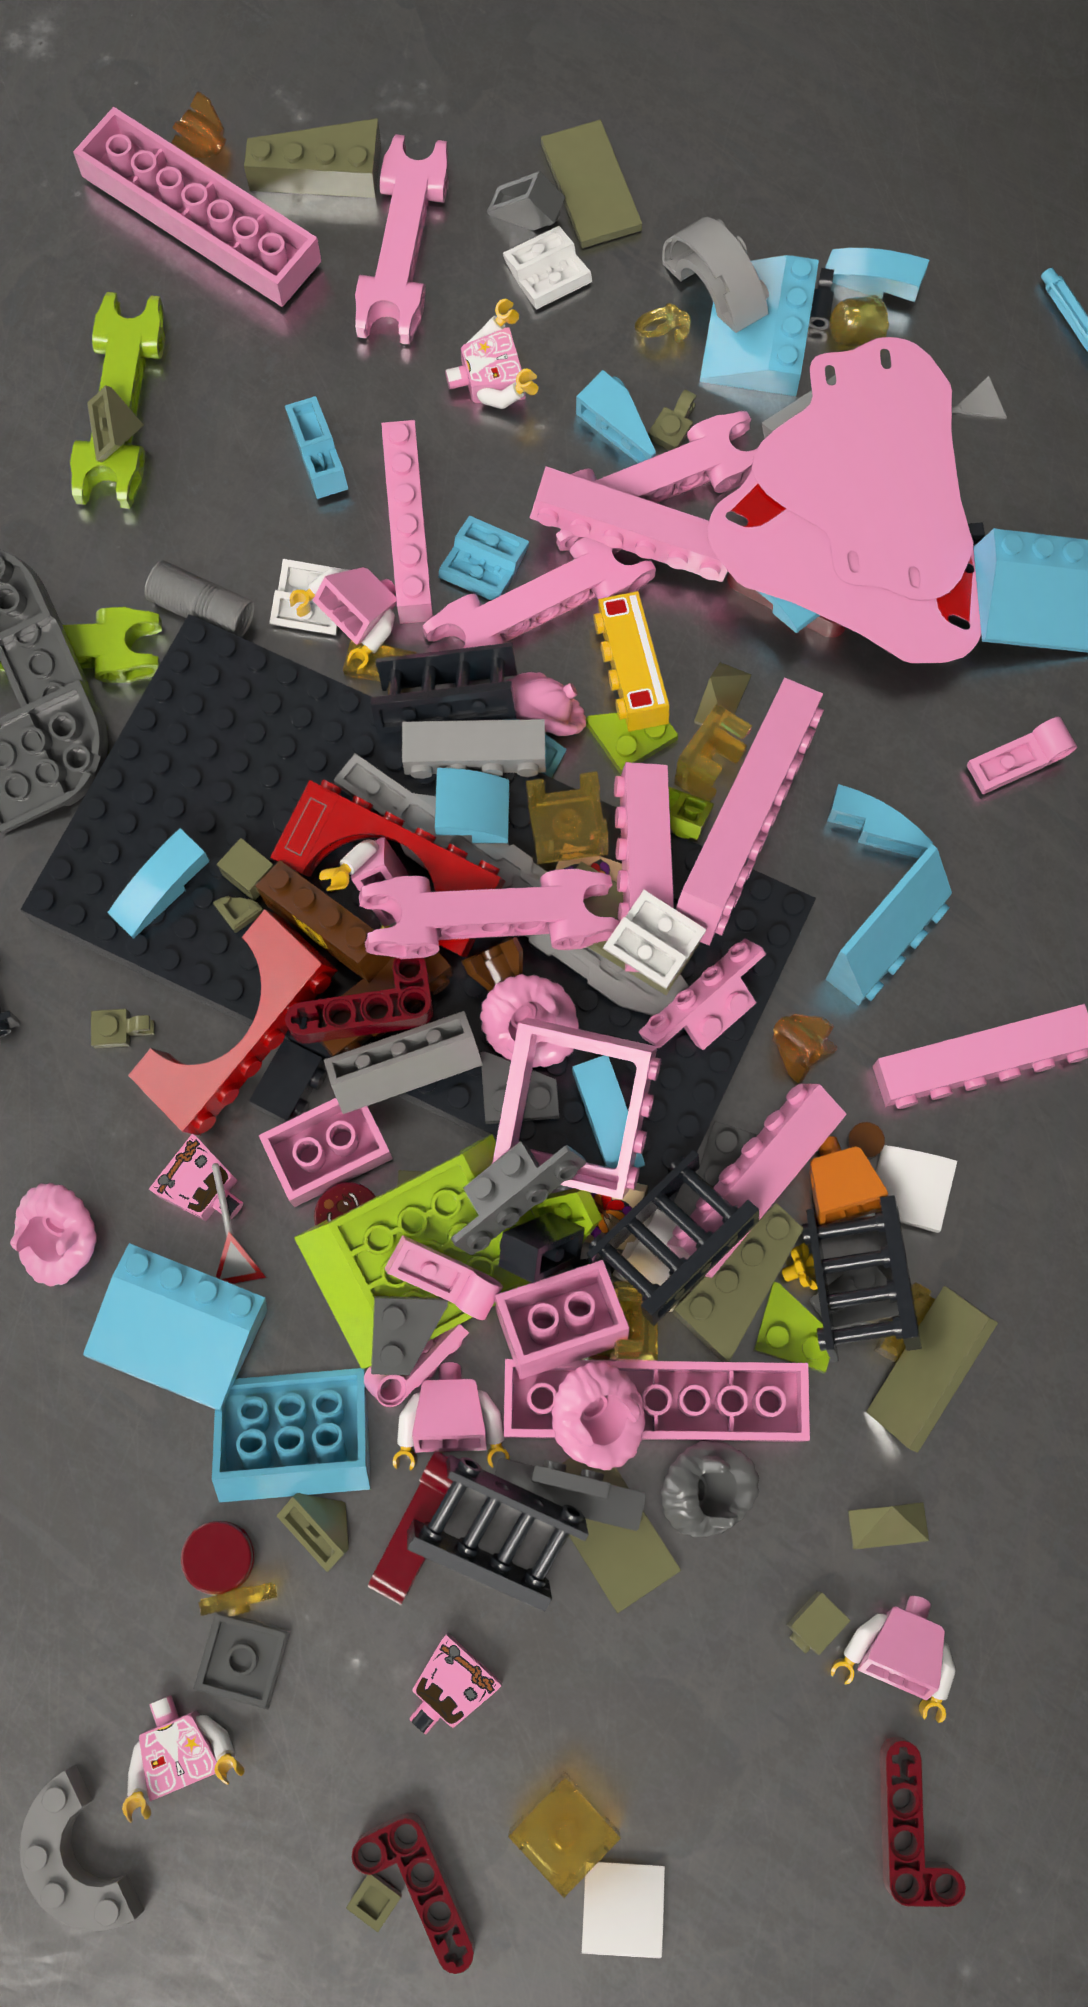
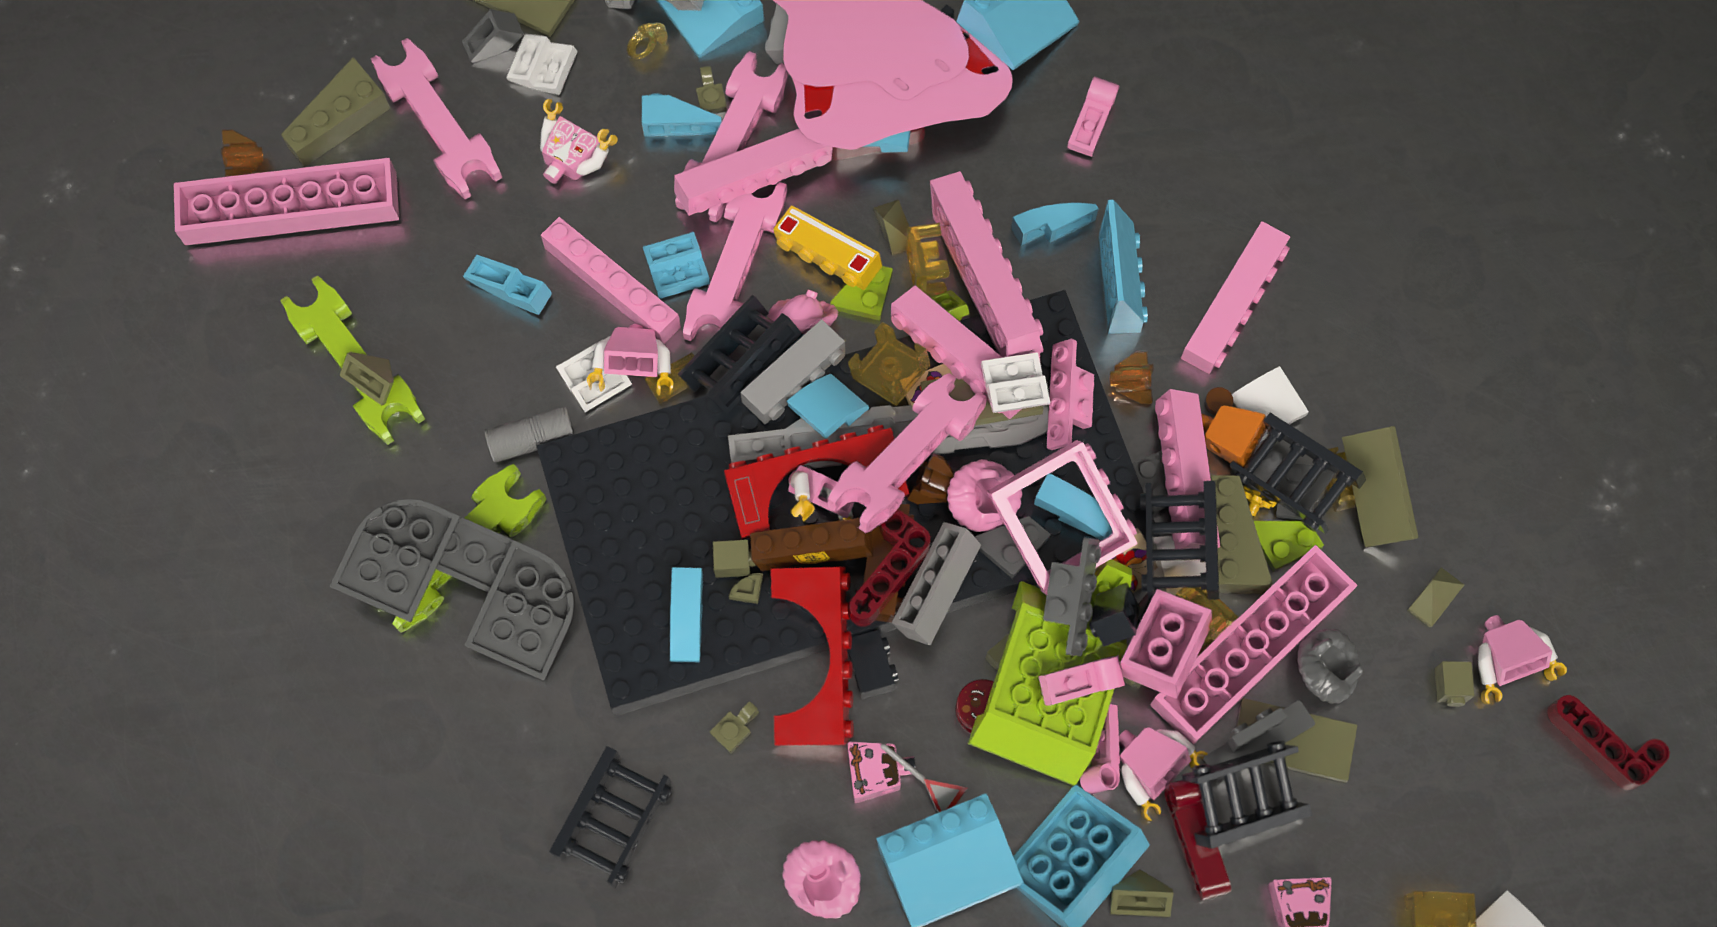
camera: 45 degrees left, 5 degrees down
(324, 1149) = (931, 681): bright pink brick -> none
(402, 1331) = (1085, 735): dark grey wing -> none
(598, 1416) = (1240, 675): bright pink piece -> none

